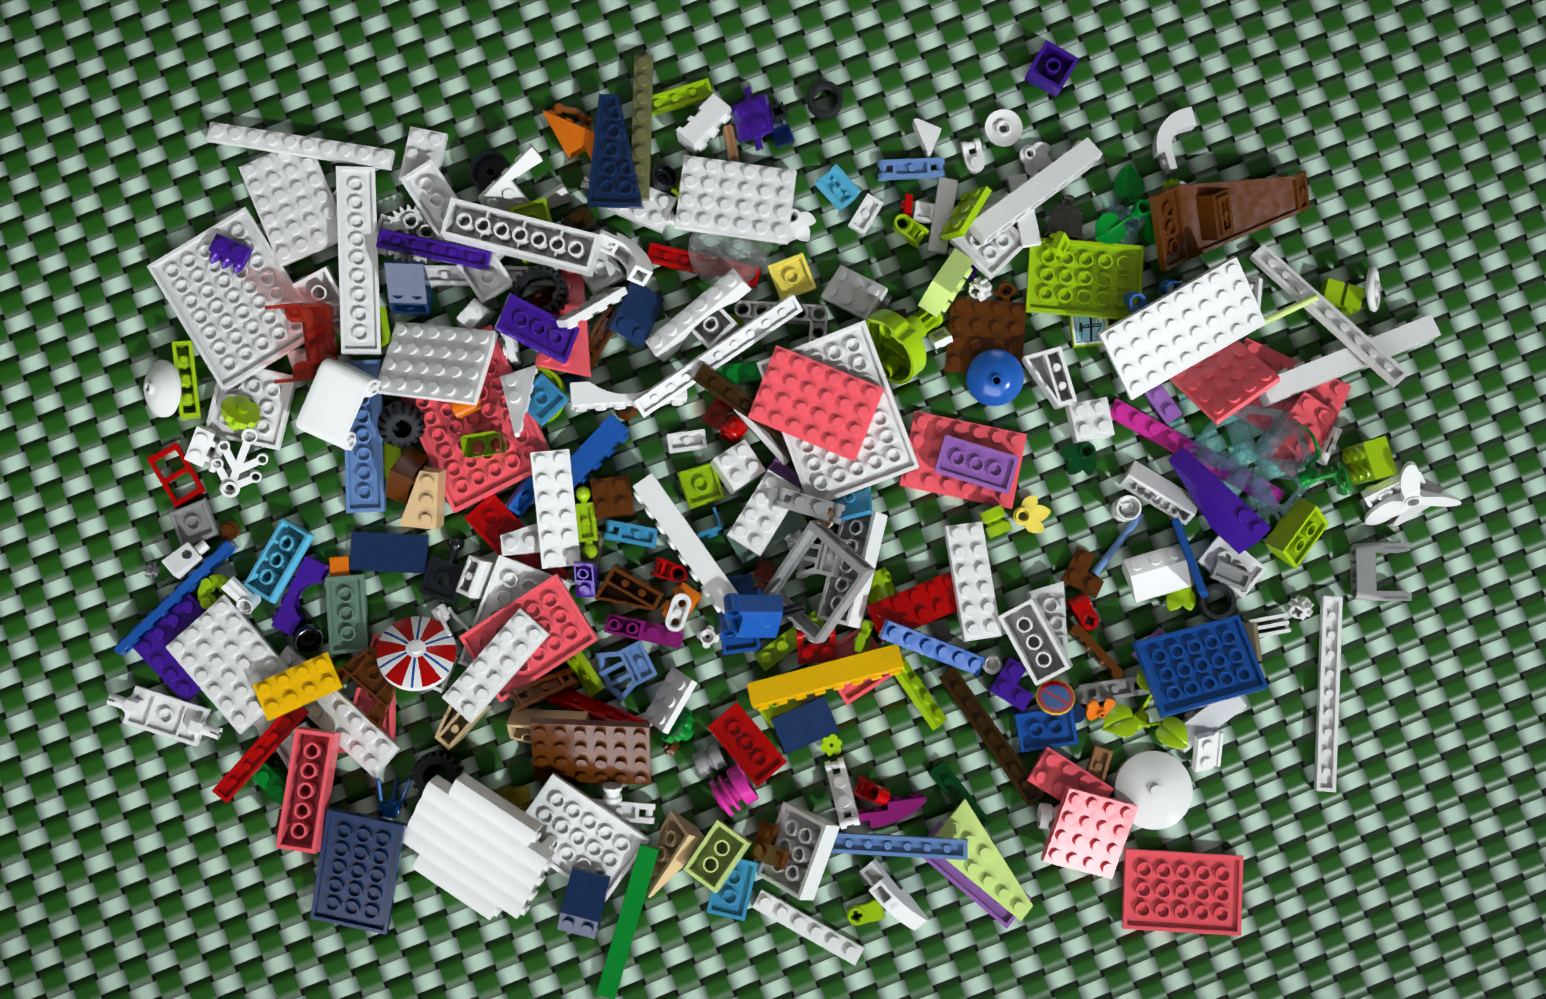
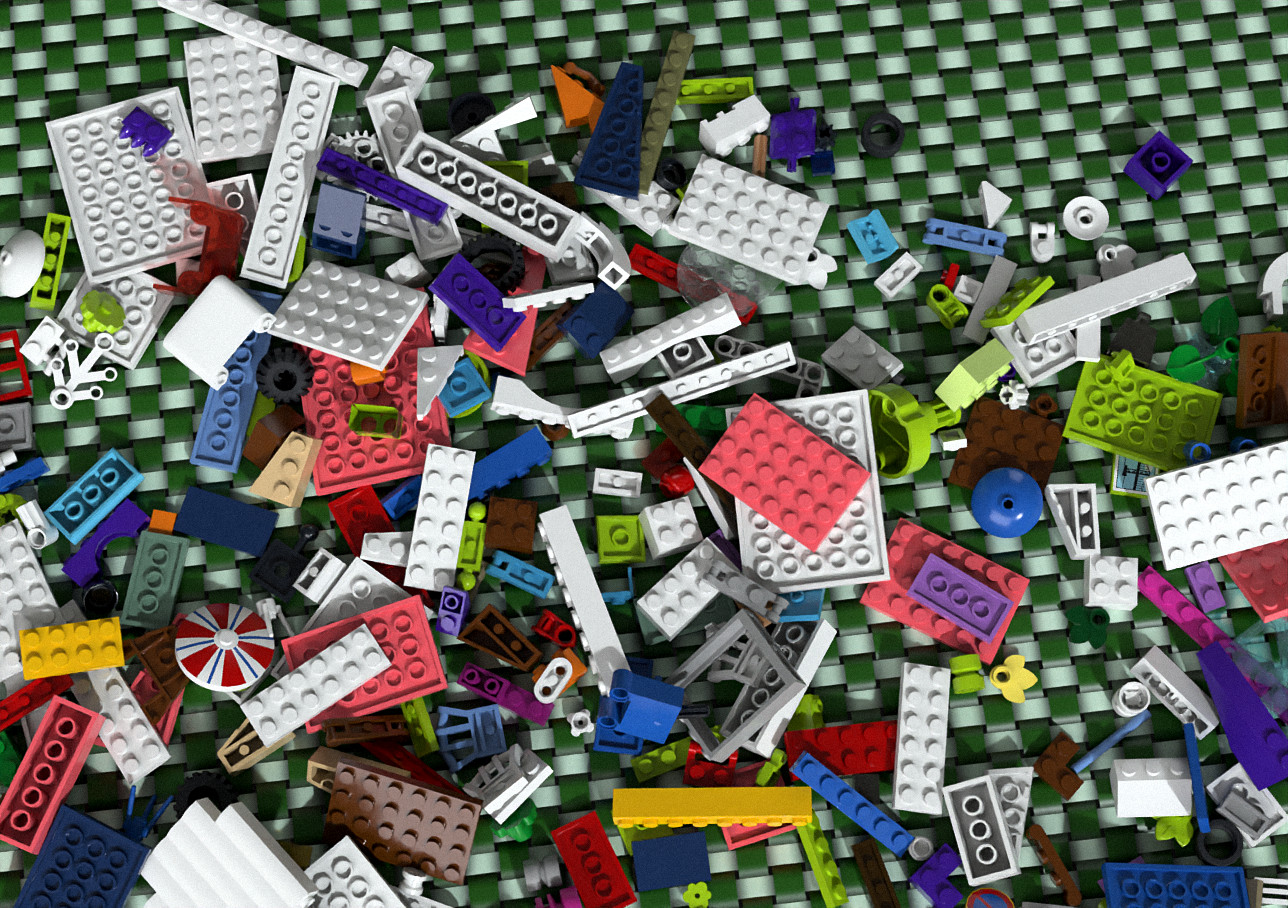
camera: 10 degrees right, 10 degrees down
(229, 530) = (46, 447): reddish brown plate -> none
(663, 703) = (502, 786): none -> white plate
(670, 748) = (499, 845): reddish brown plate -> none
(764, 572) = (669, 661): clear red plate -> none
(792, 276) = (793, 323): light yellow plate -> none
(1081, 608) = (1049, 809): red piece -> none

